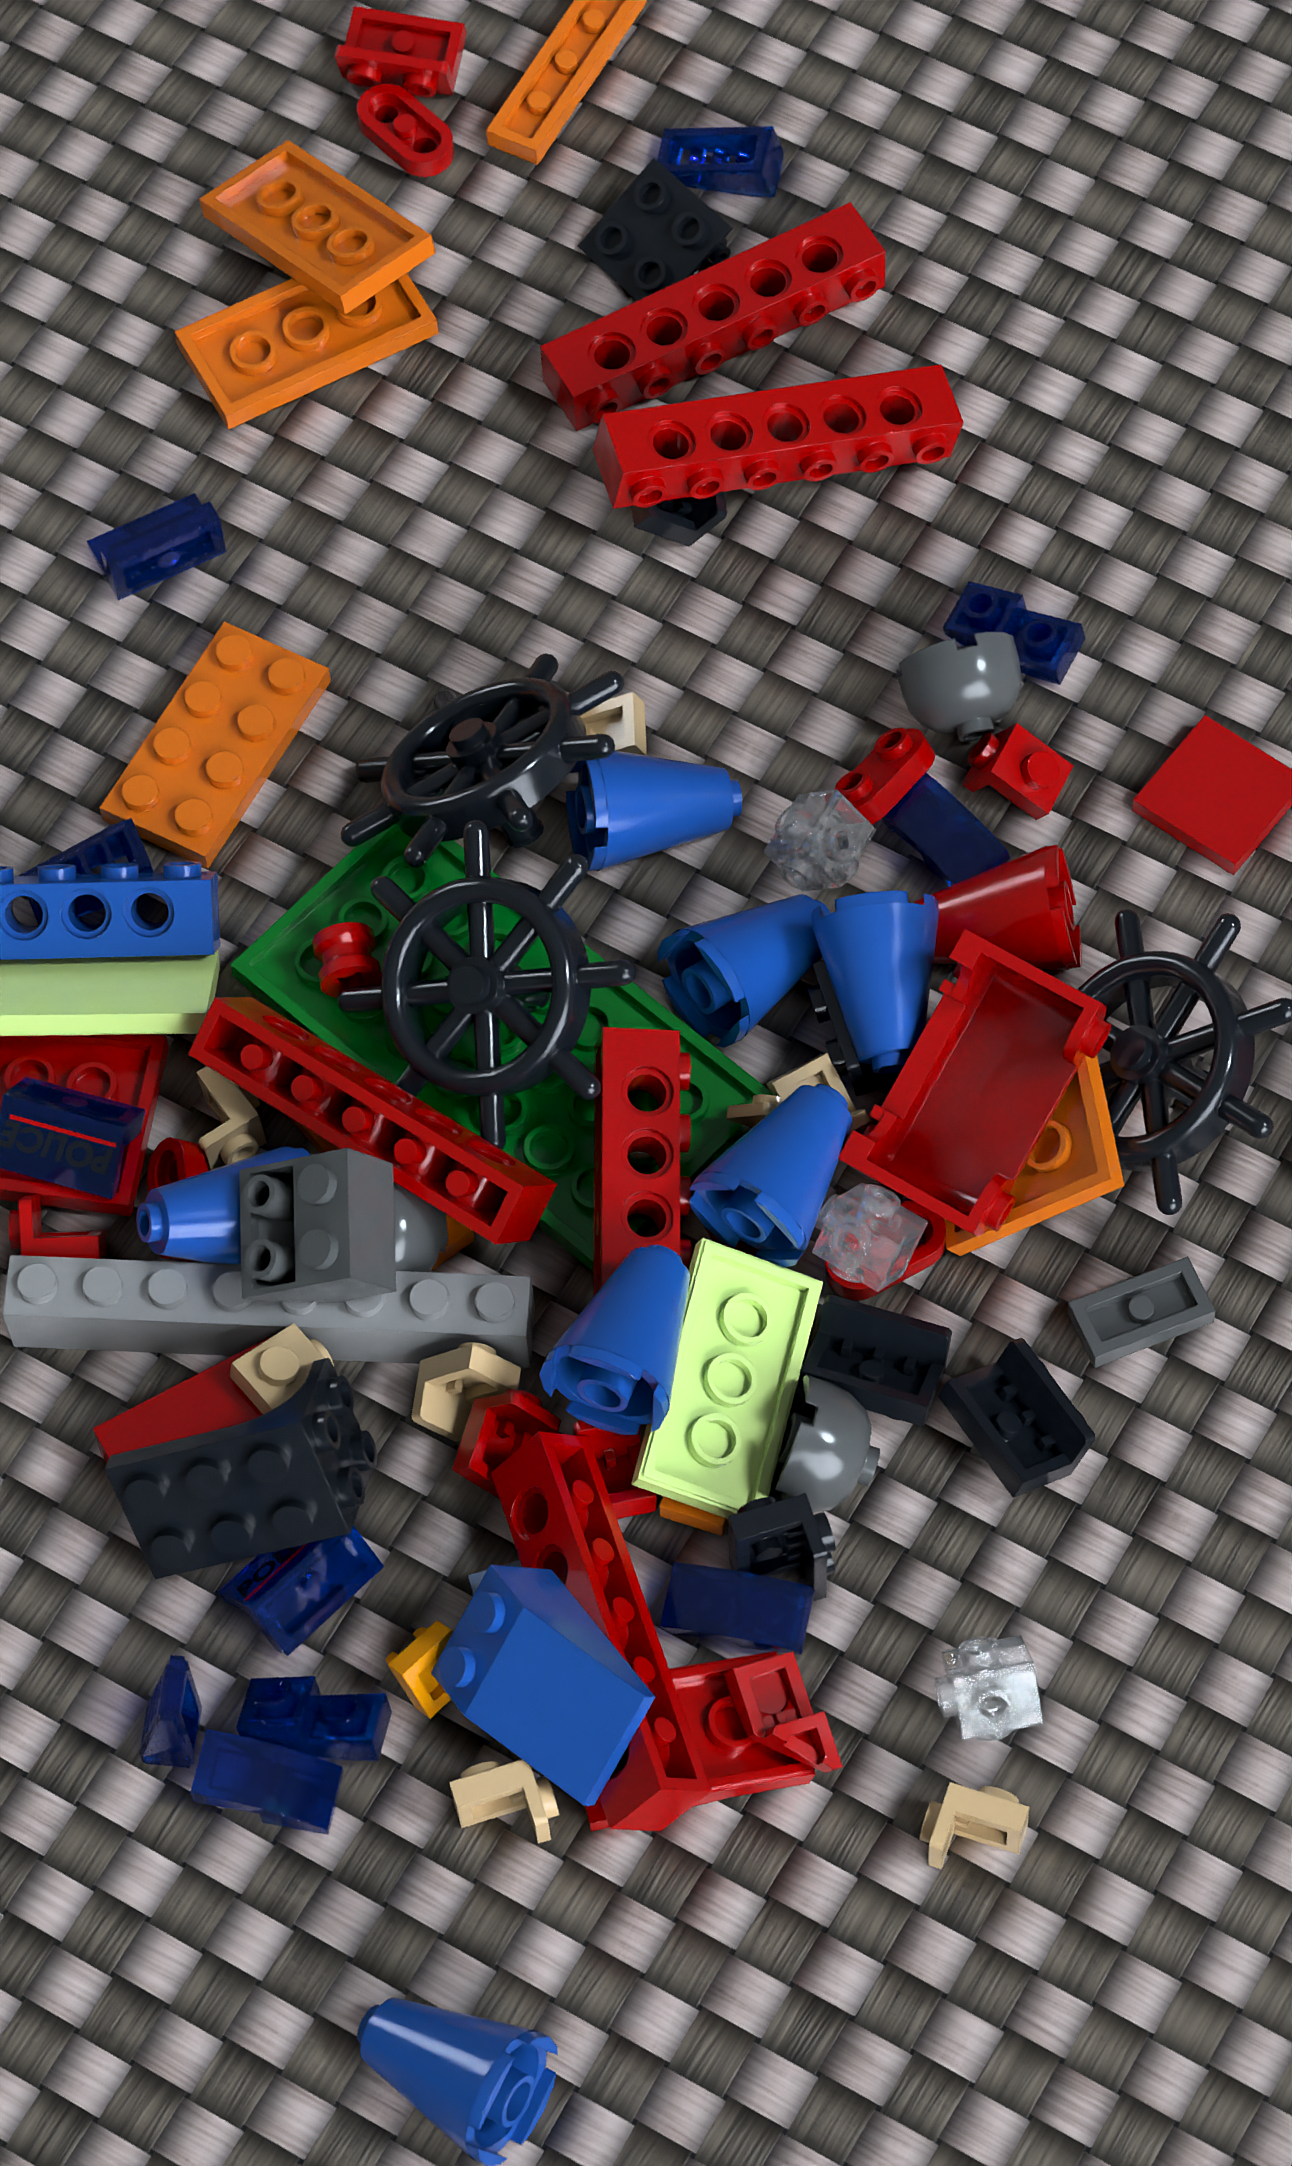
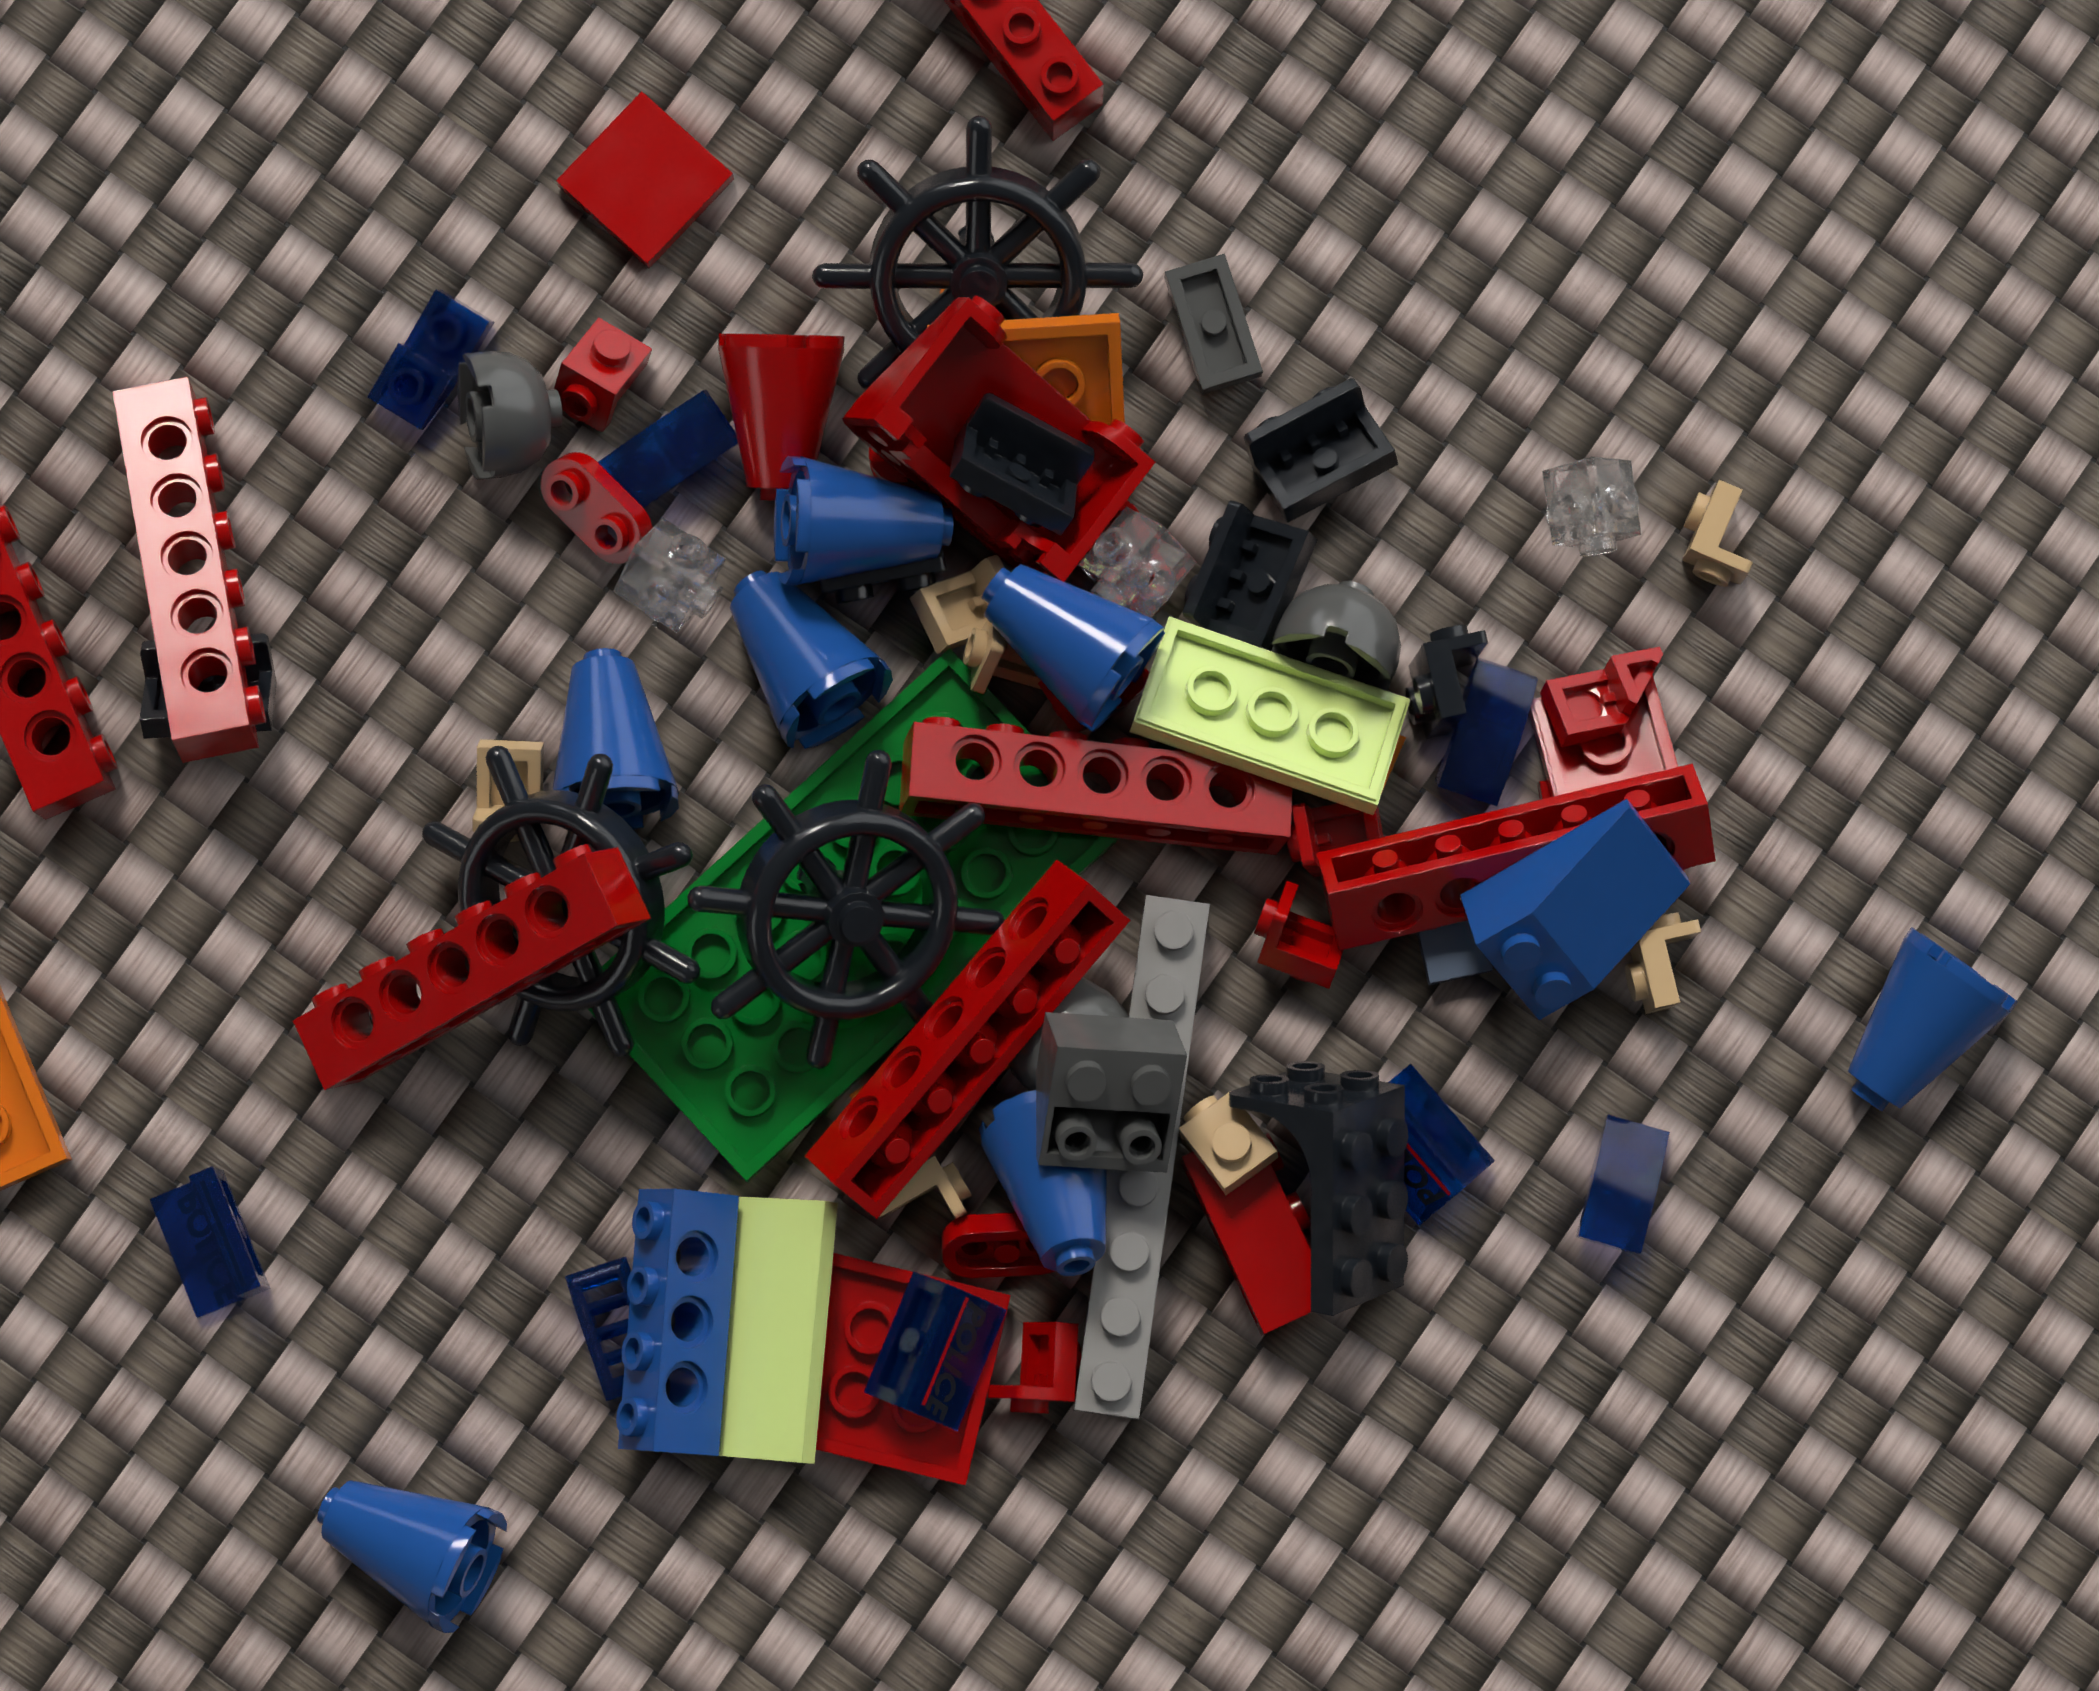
camera: 90 degrees left, 20 degrees up
(172, 1718) = (1561, 1273): clear blue slope -> none
(216, 744) = (467, 1189): orange plate -> none
(325, 1726) = (1567, 1136): clear blue slope -> none
(346, 957) = (769, 1057): red wheel -> none
(412, 683) = (600, 908): none -> red brick
(415, 1666) = (1522, 1027): light orange tile -> none
(453, 1381) = (1240, 991): tan bracket -> none
(624, 1345) = (1246, 798): blue cone -> none
(953, 1108) = (1020, 463): none -> black bracket

